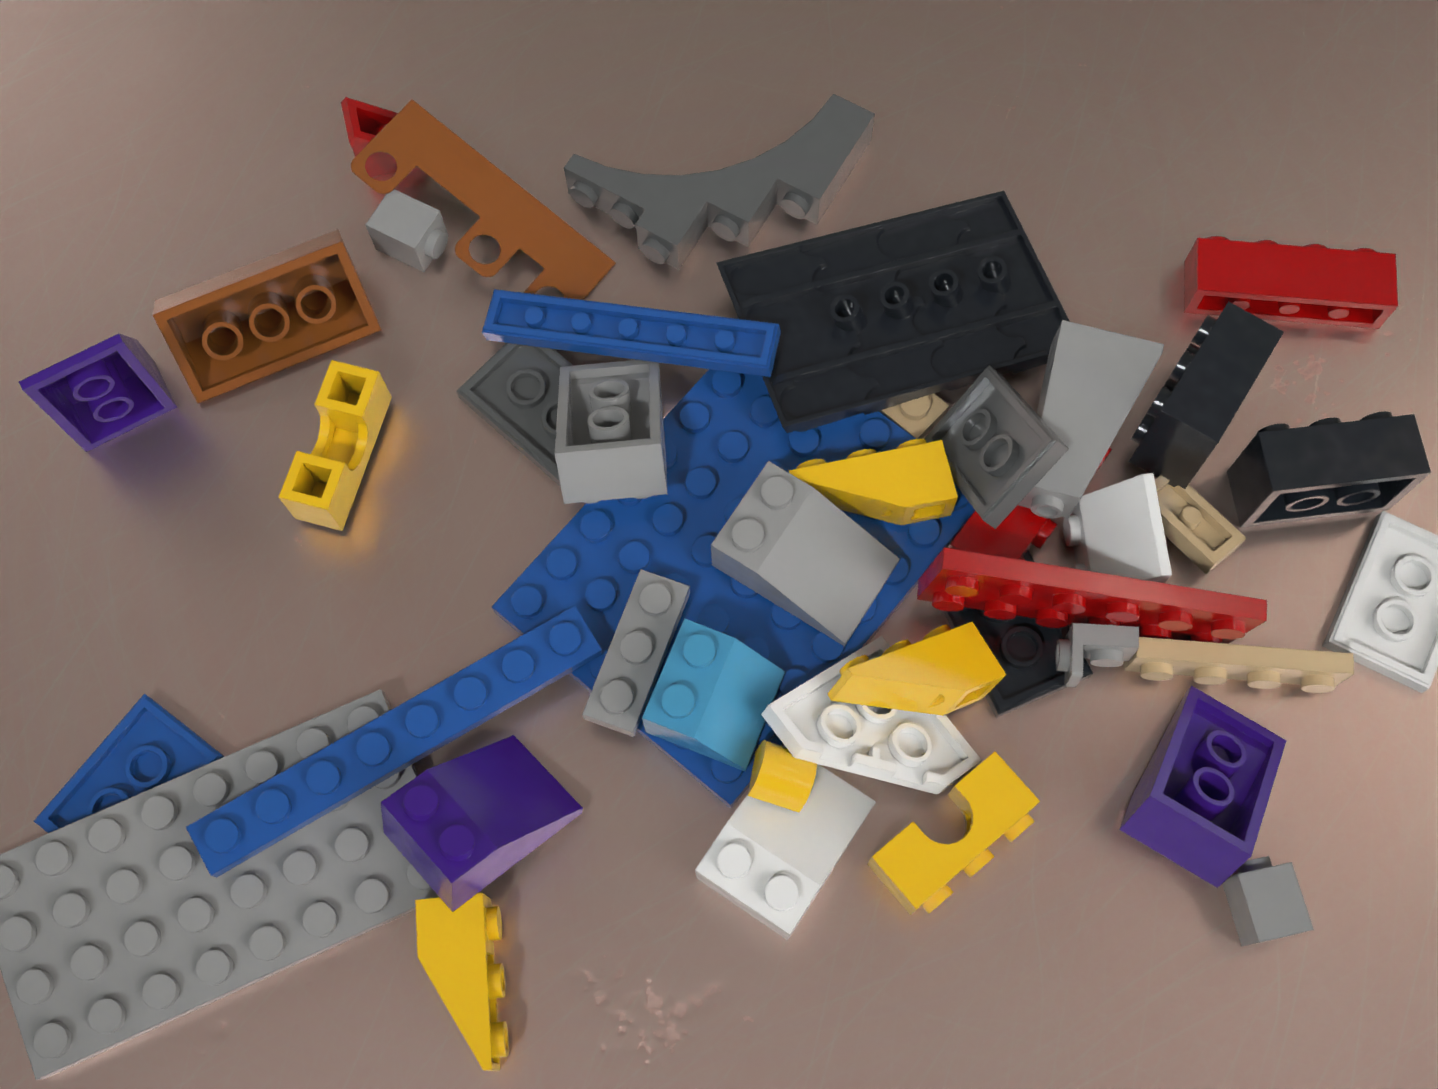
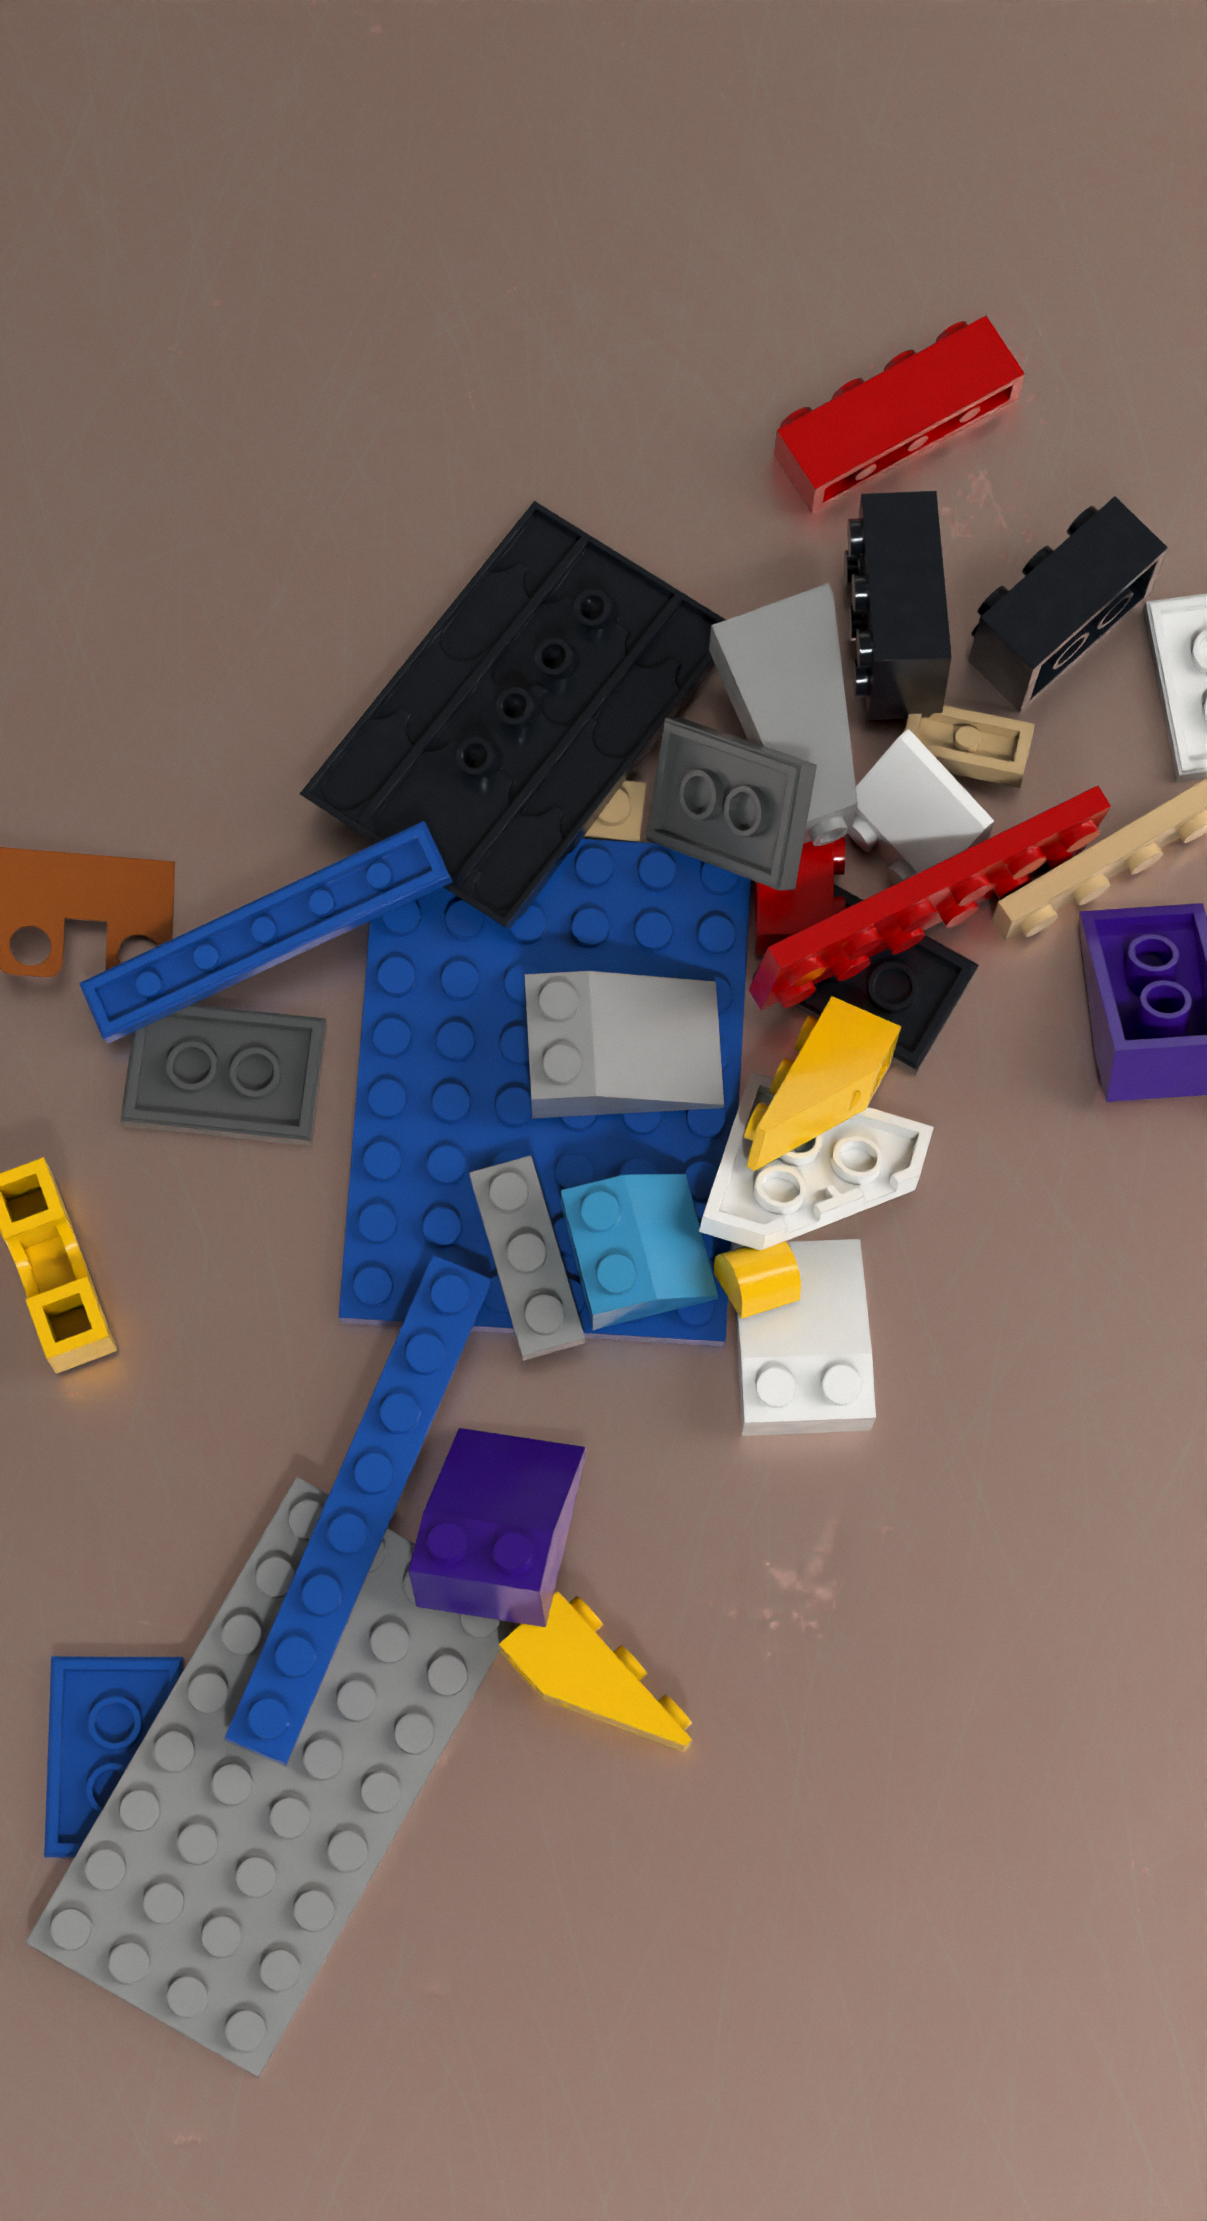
camera: 40 degrees left, 5 degrees up
(610, 432) = (329, 1049): light grey slope -> none
(735, 200) = (255, 711): dark grey arch -> none
(888, 485) = (655, 915): yellow slope -> none
(992, 805) = (972, 1163): yellow arch -> none
(1100, 643) = (972, 932): light grey bracket -> none

